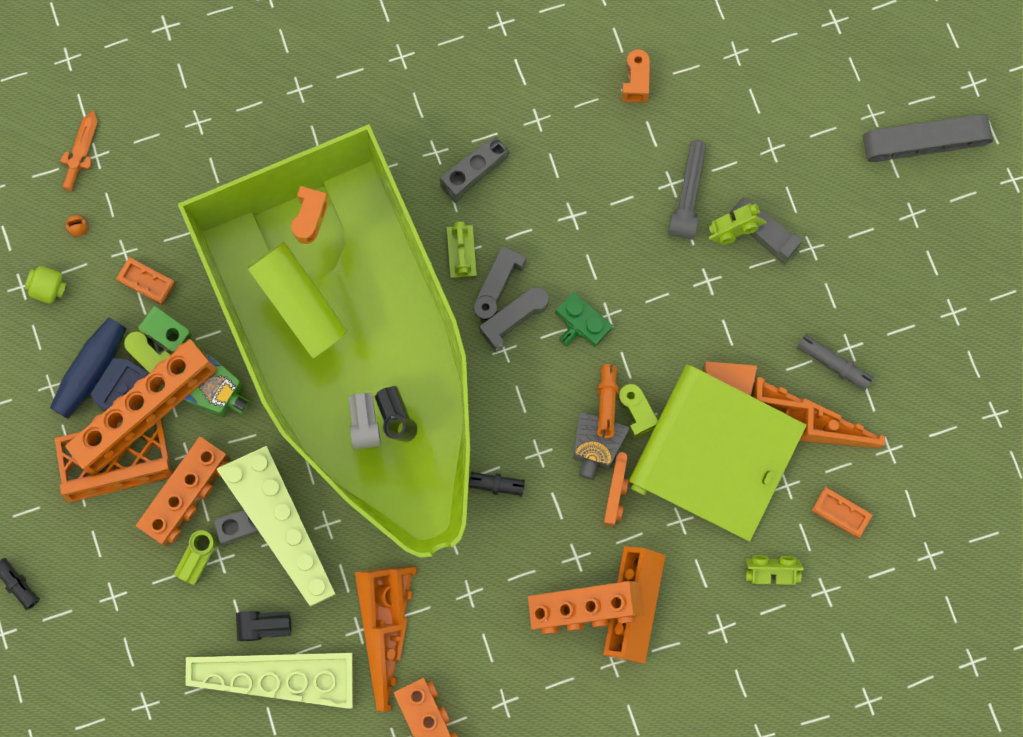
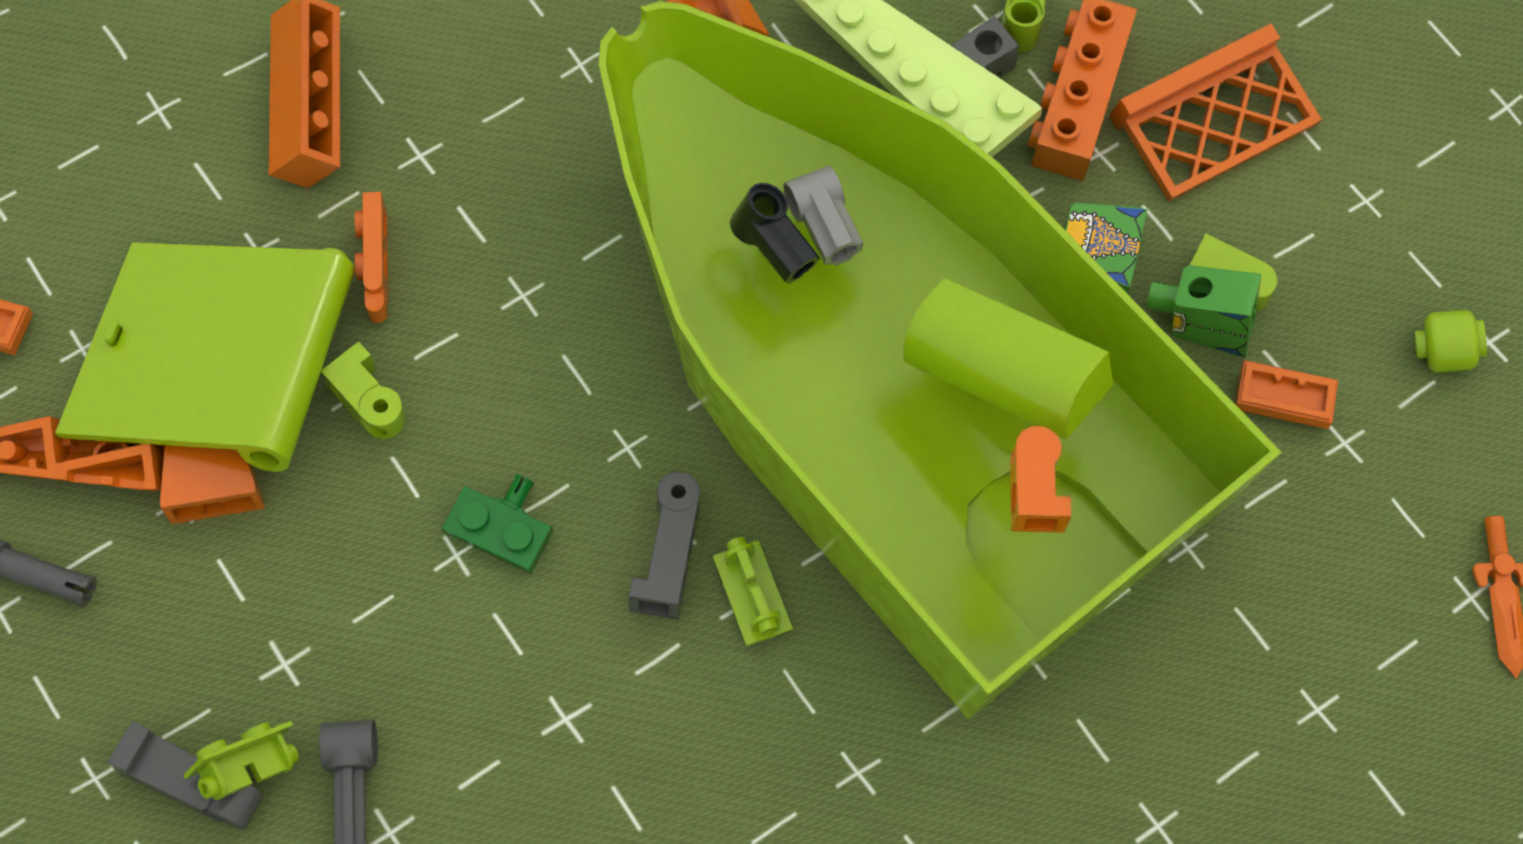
camera: 160 degrees right, 10 degrees down
(76, 230) = (1451, 470): orange hinge -> none
(97, 372) = (1299, 223): dark blue plate -> none
(136, 422) = (1218, 146): orange brick -> none
(473, 168) = (773, 747): dark grey leg -> none
(496, 483) = (579, 224): black pin -> none
(532, 302) = (600, 529): dark grey leg -> none
(586, 605) = (379, 54): orange brick -> none
(593, 449) = (422, 323): dark grey torso -> none
(607, 391) = (419, 383): orange pin -> none
(786, 570) = (84, 209): lime hinge -> none

